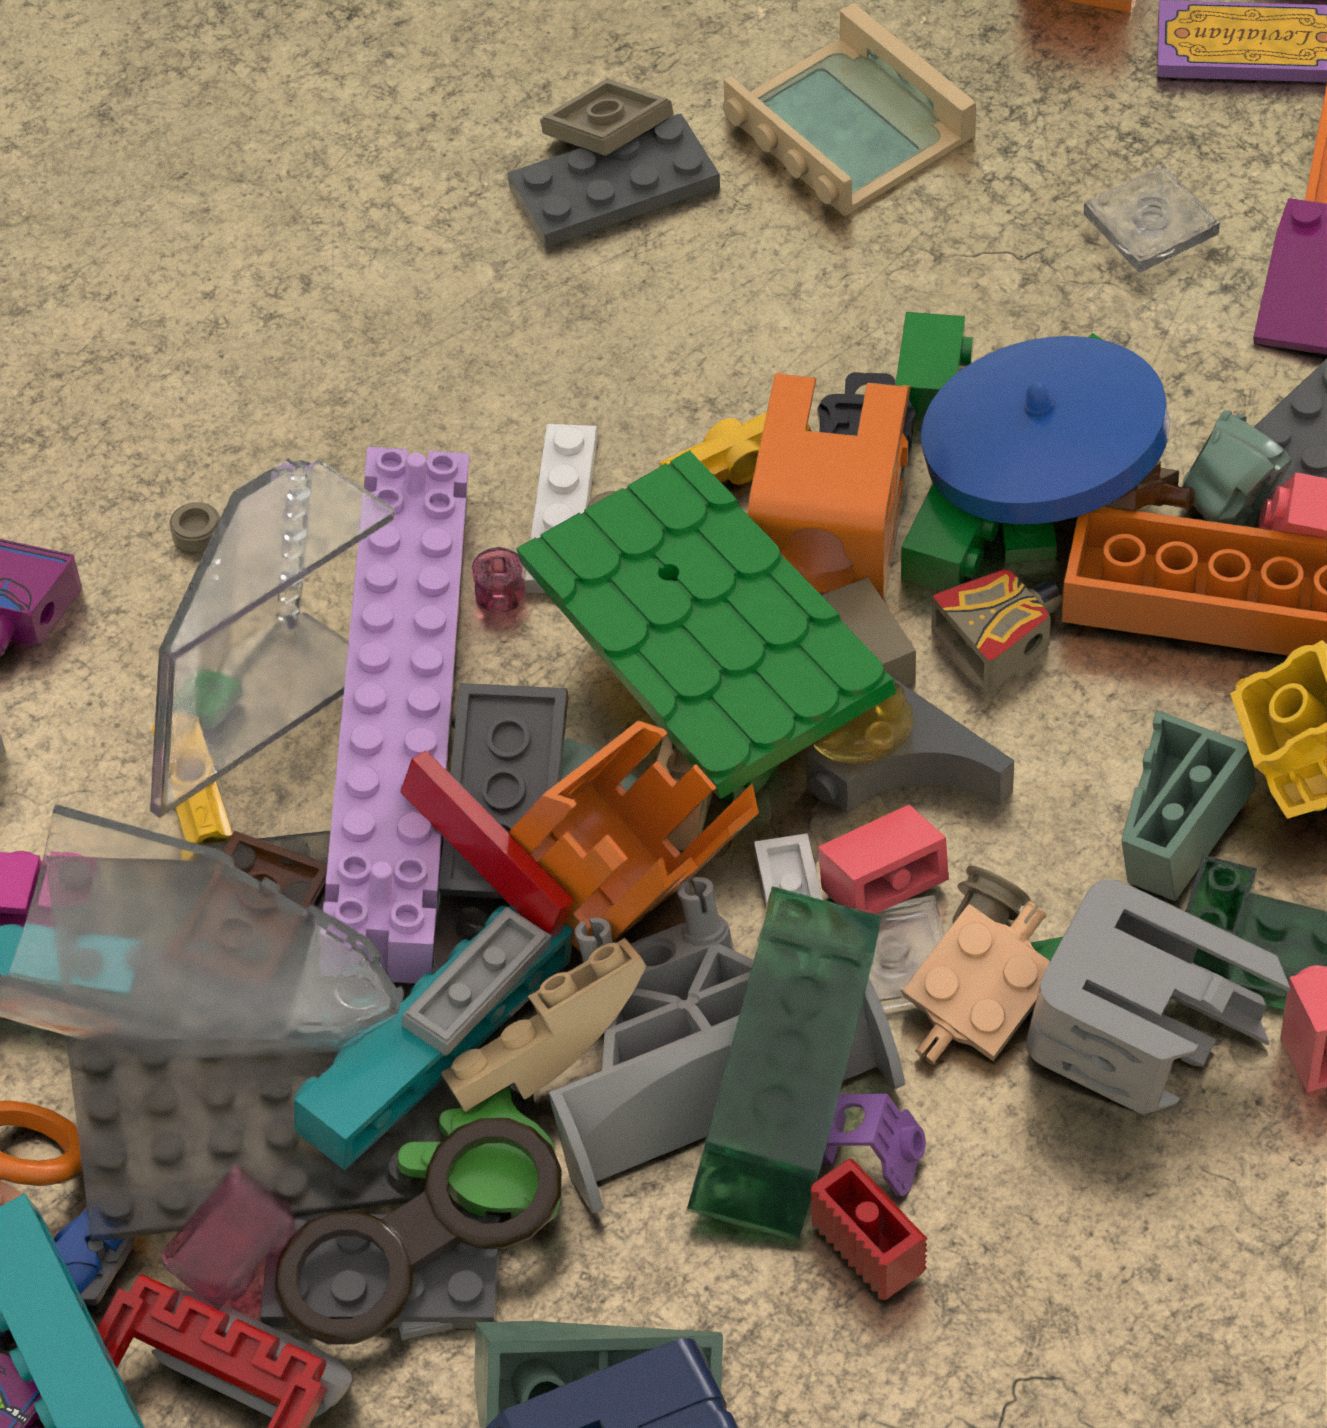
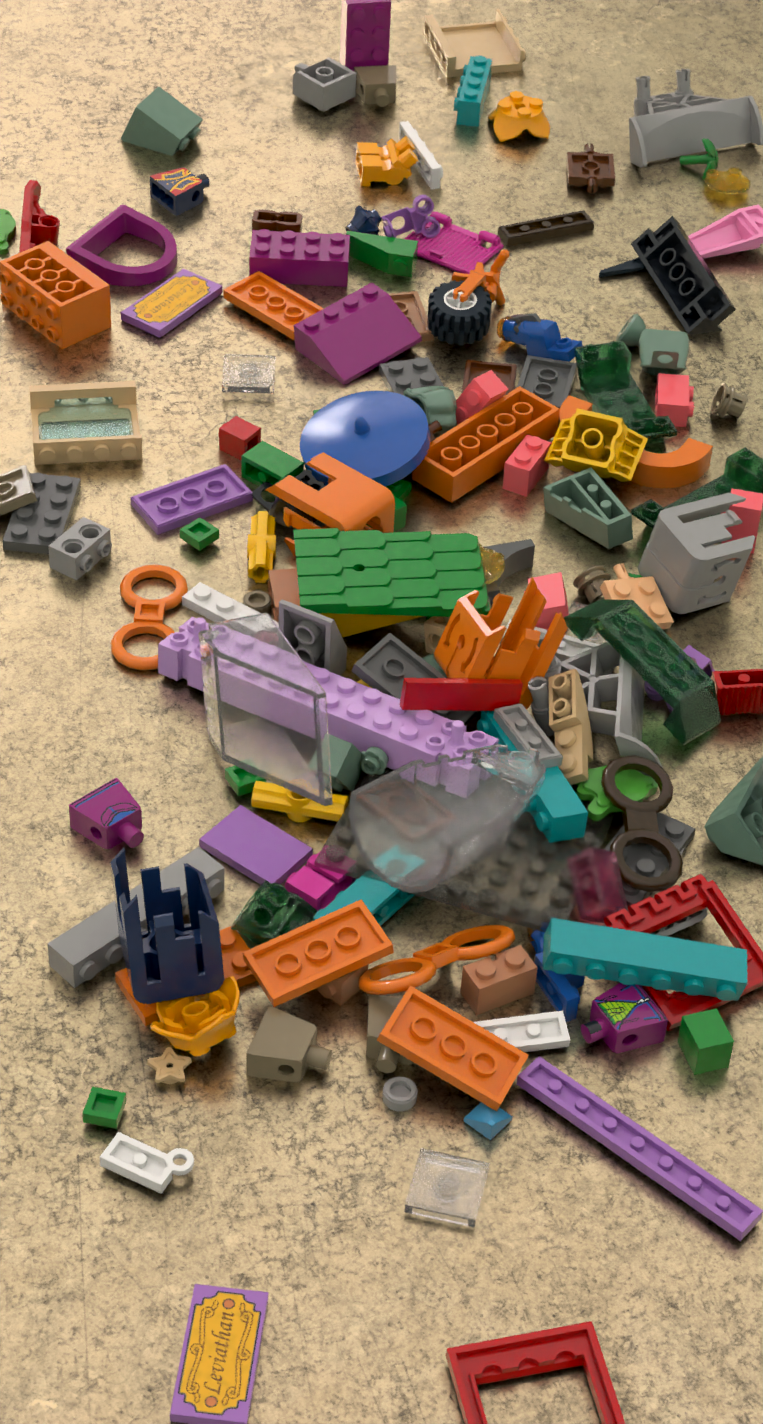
camera: 65 degrees left, 10 degrees down
(77, 766) = (255, 847): none -> medium lavender tile
(193, 526) = (122, 741): dark tan tile -> none
(274, 782) = (344, 764): none -> sand green brick
(310, 822) = (374, 761): none -> sand green plate
(492, 405) = (148, 613): none -> orange bar
(517, 616) = (313, 637): none -> light grey slope
(555, 258) = (80, 548): none -> light grey brick
(706, 367) = (199, 533): none -> green plate
(792, 317) = (191, 498): none -> medium lavender tile
(972, 289) = (238, 437): none -> red brick
(995, 624) = (442, 513): torso -> none
(1213, 660) = (526, 465): none -> coral brick

